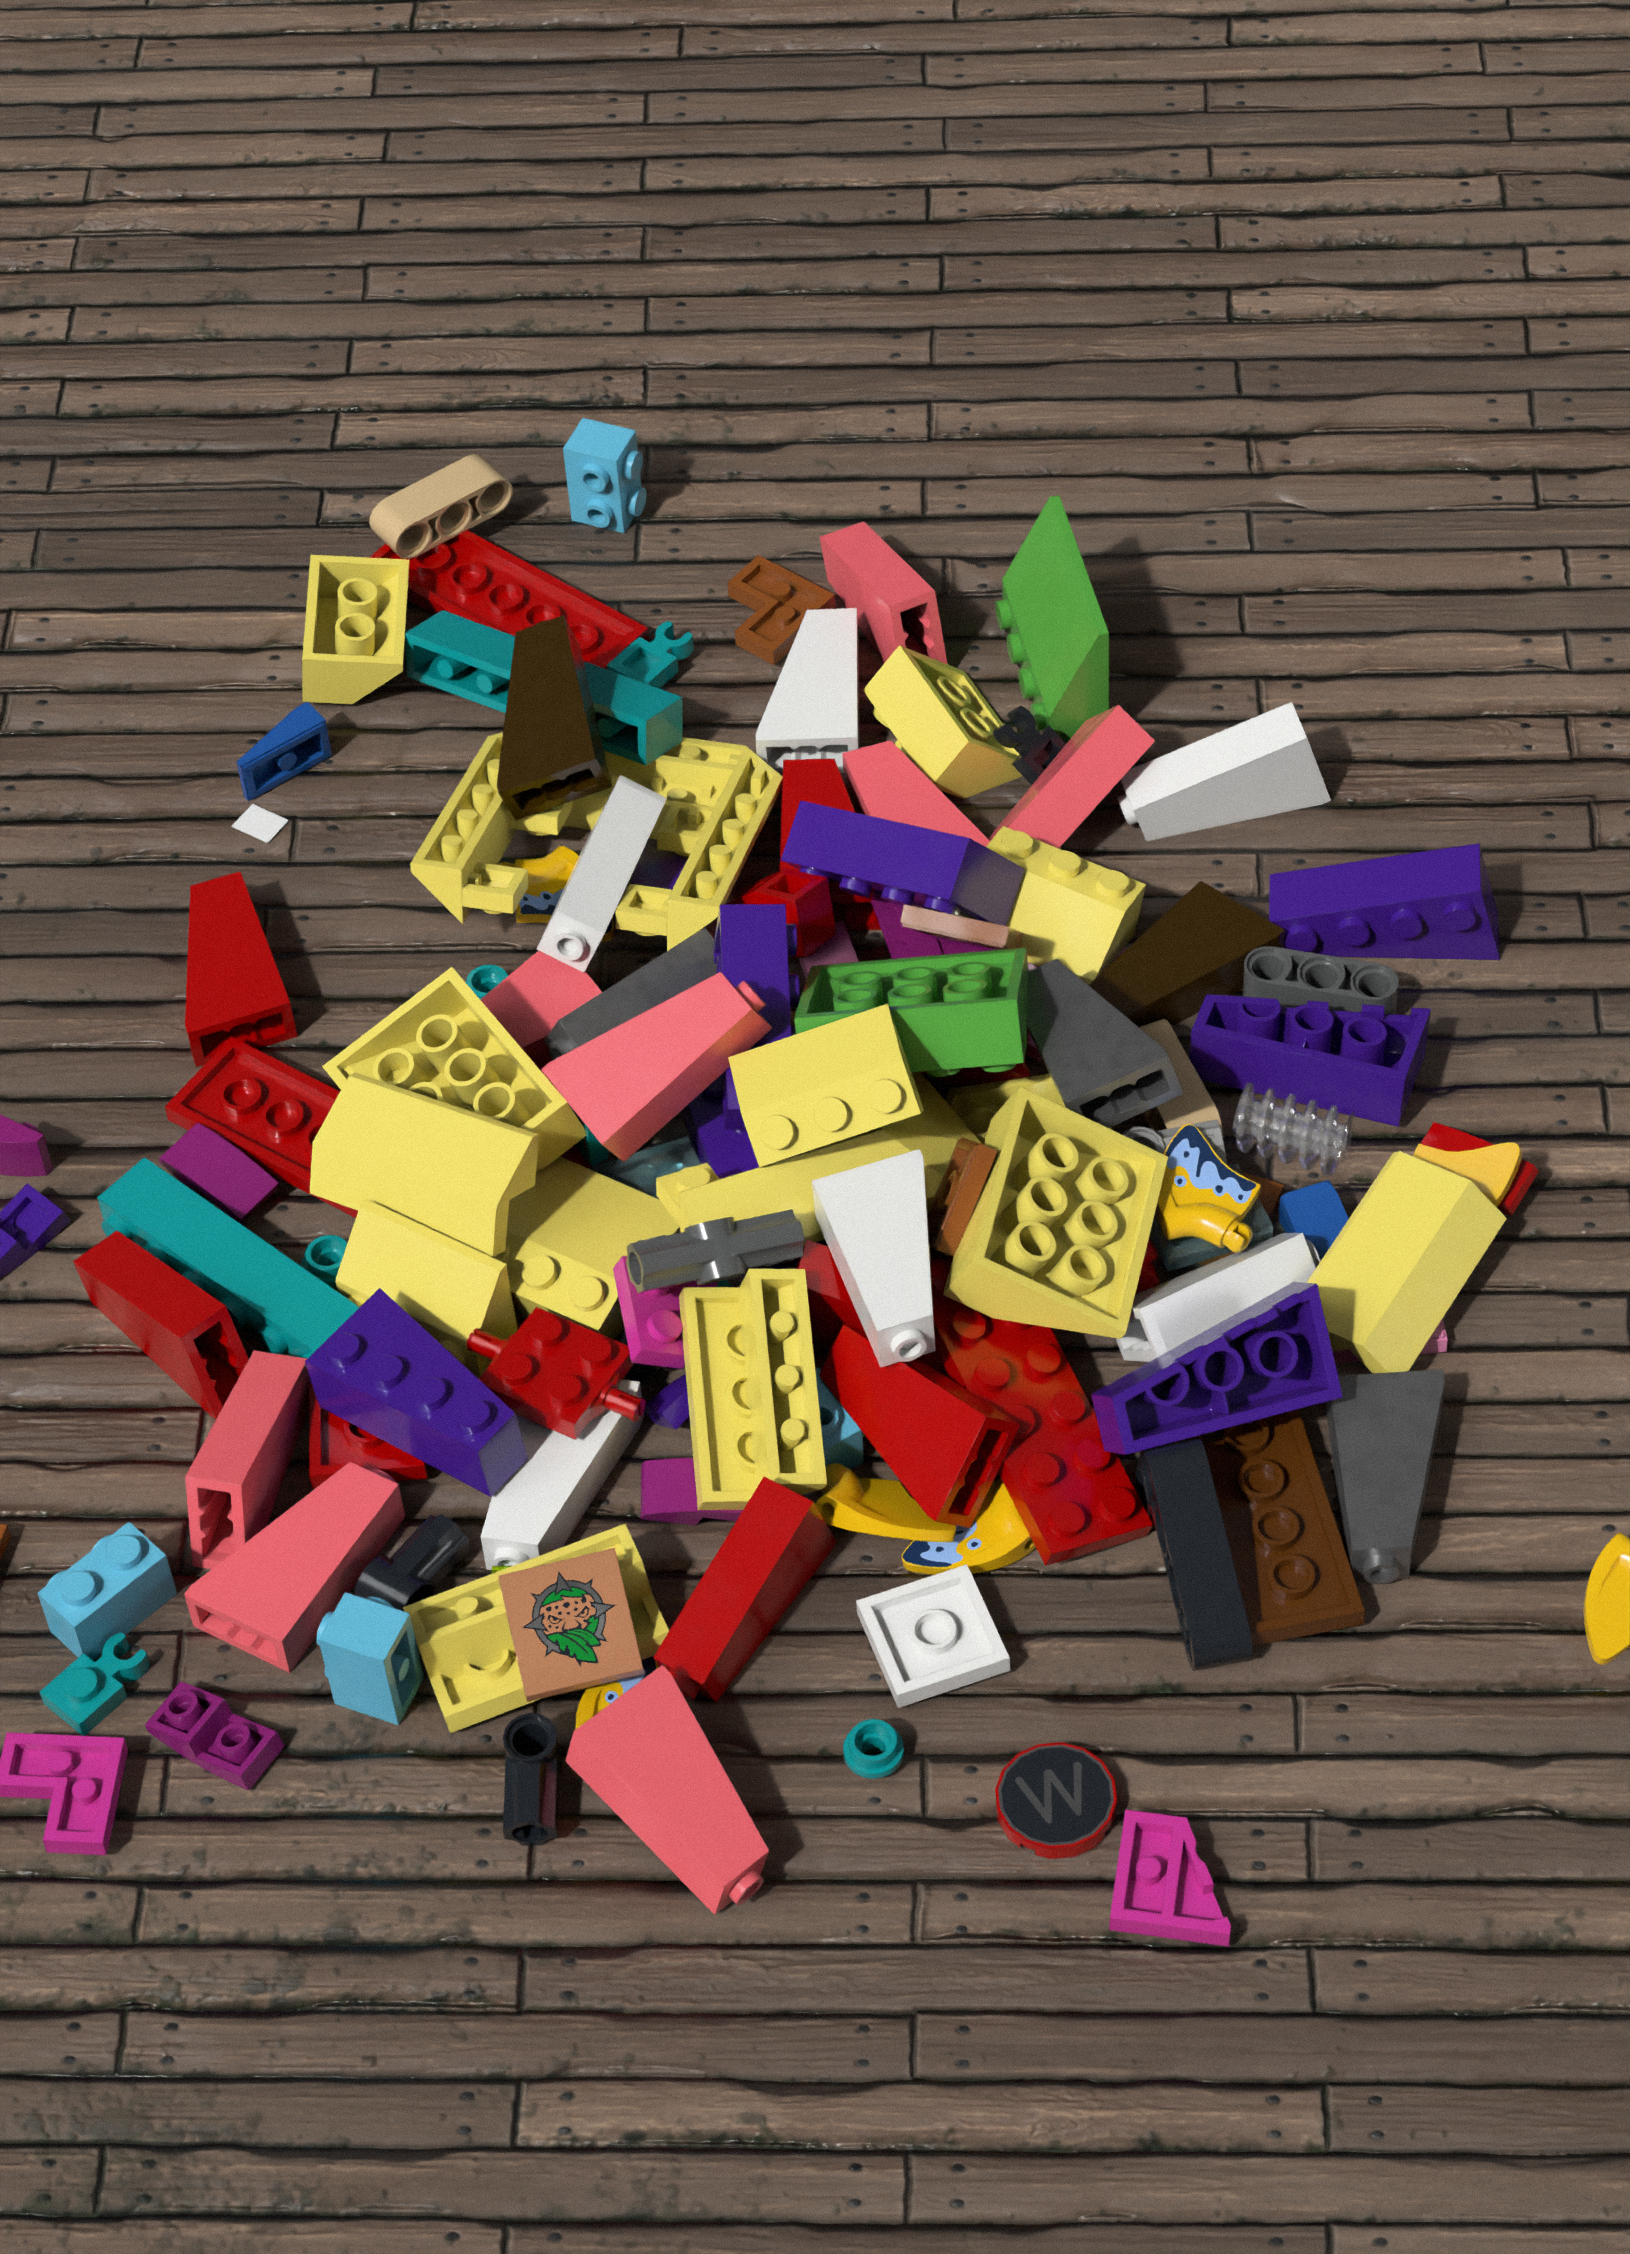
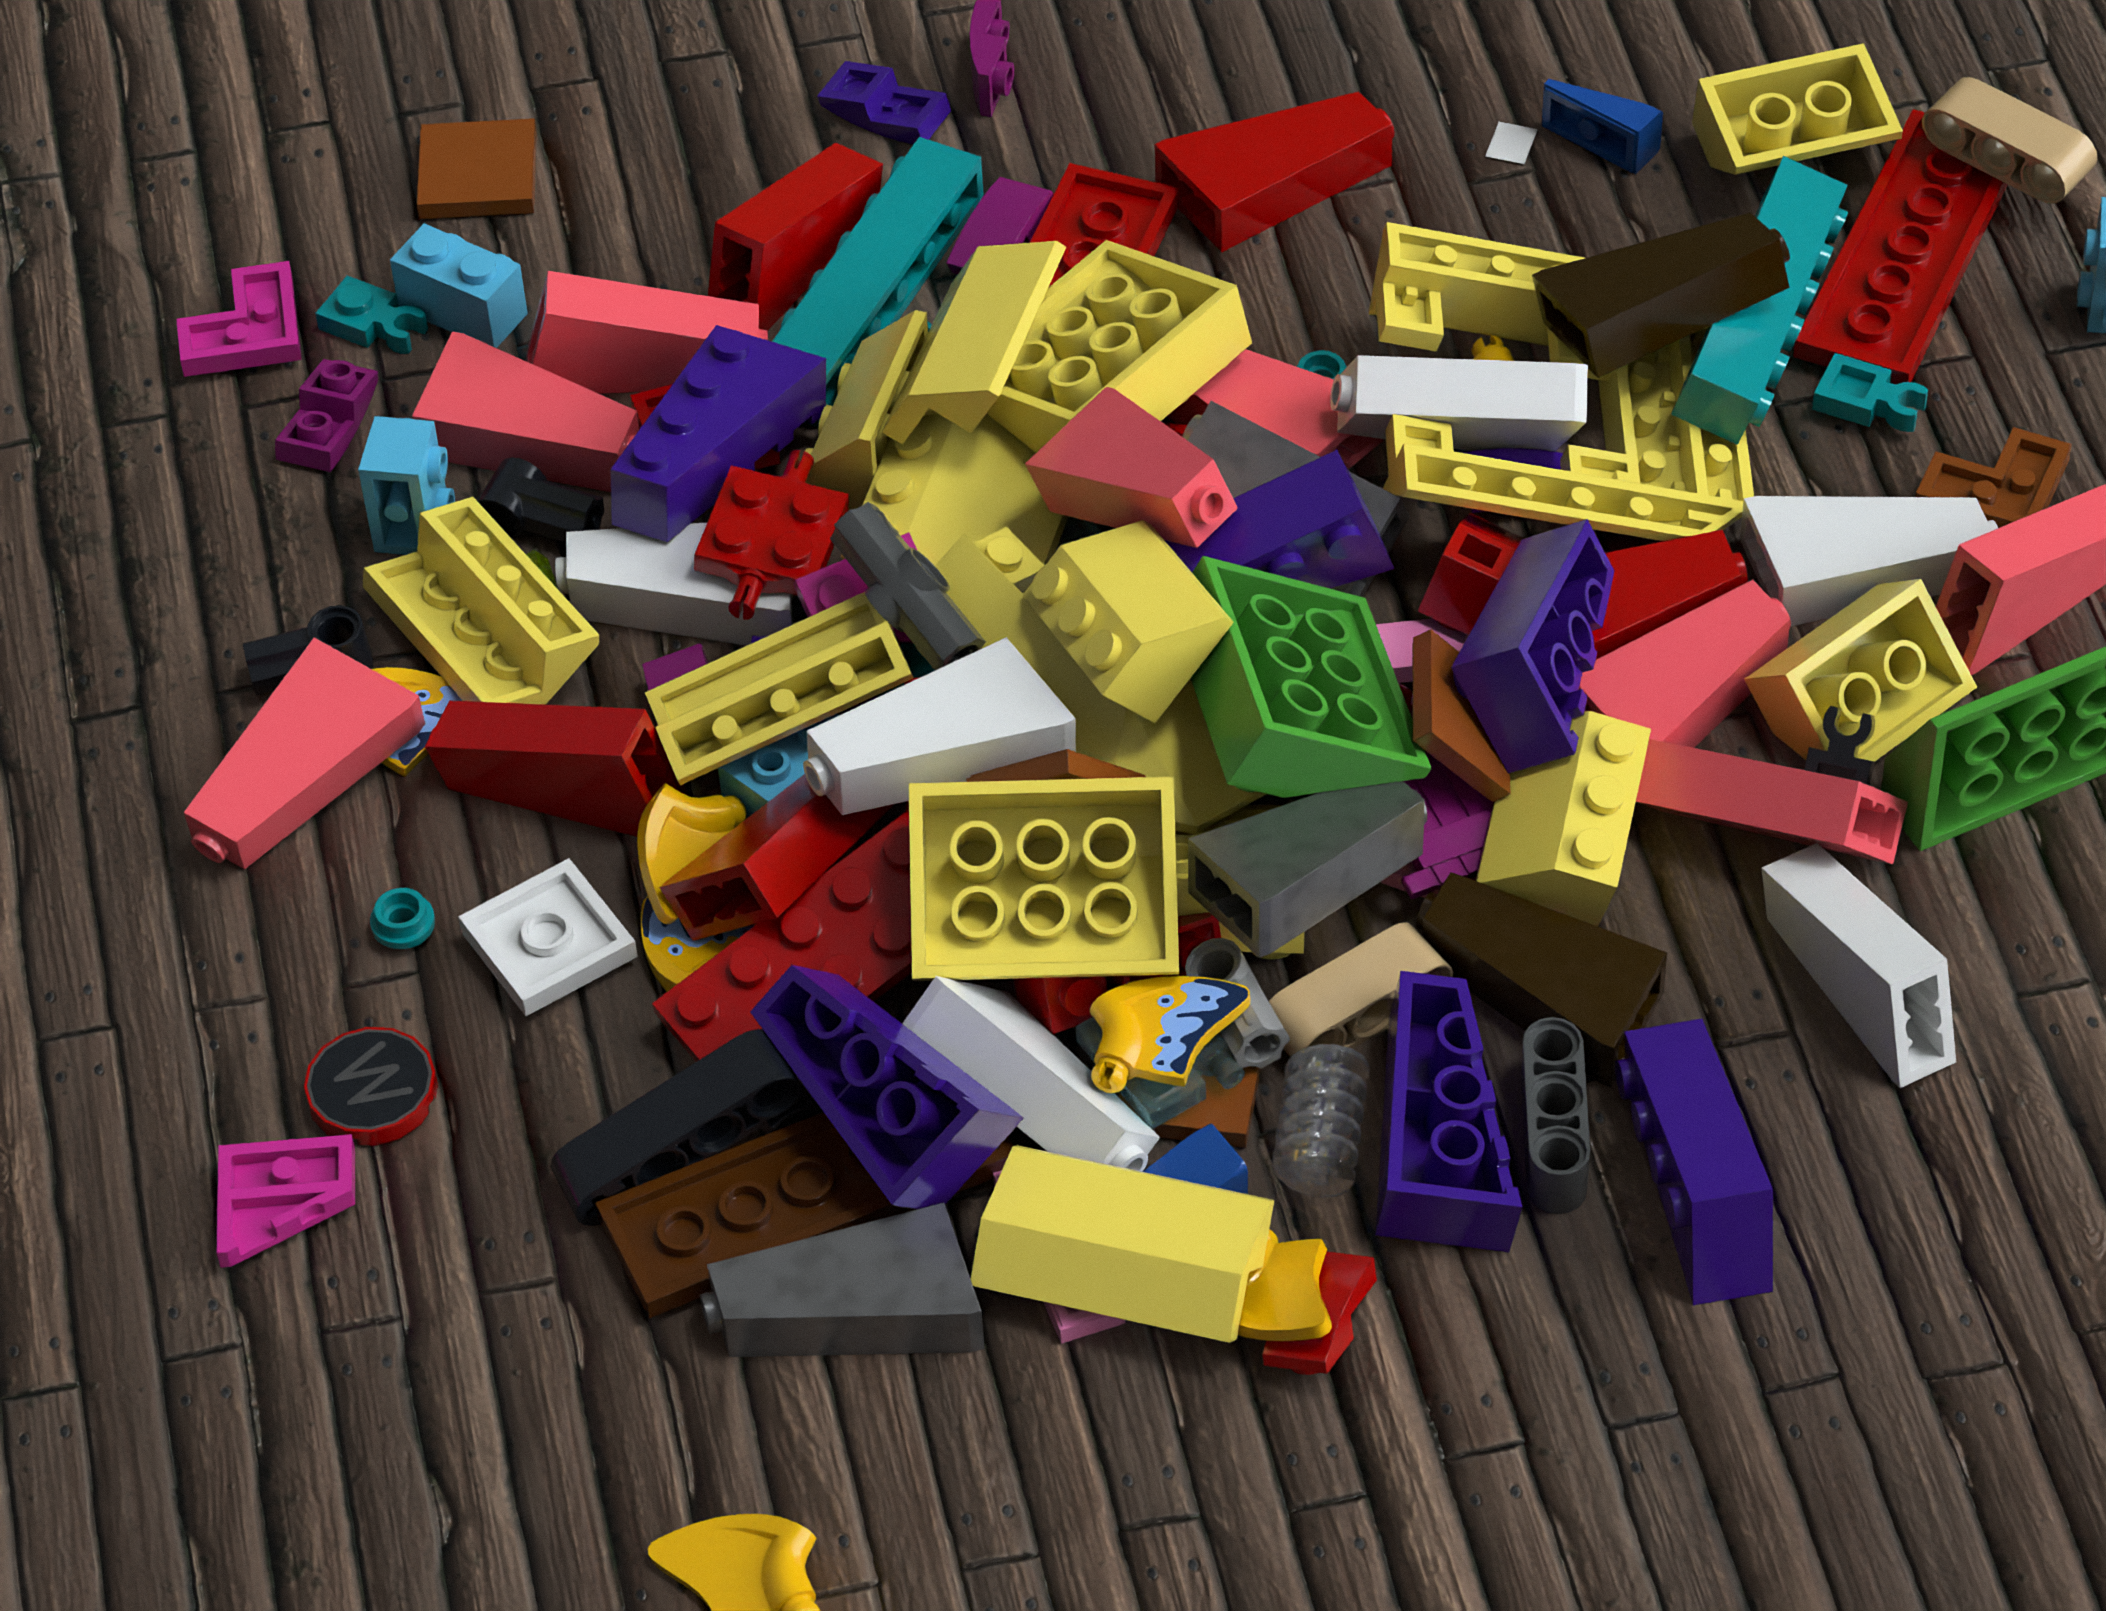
camera: 75 degrees right, 0 degrees up
(570, 1624) = (463, 620): nougat slope -> none

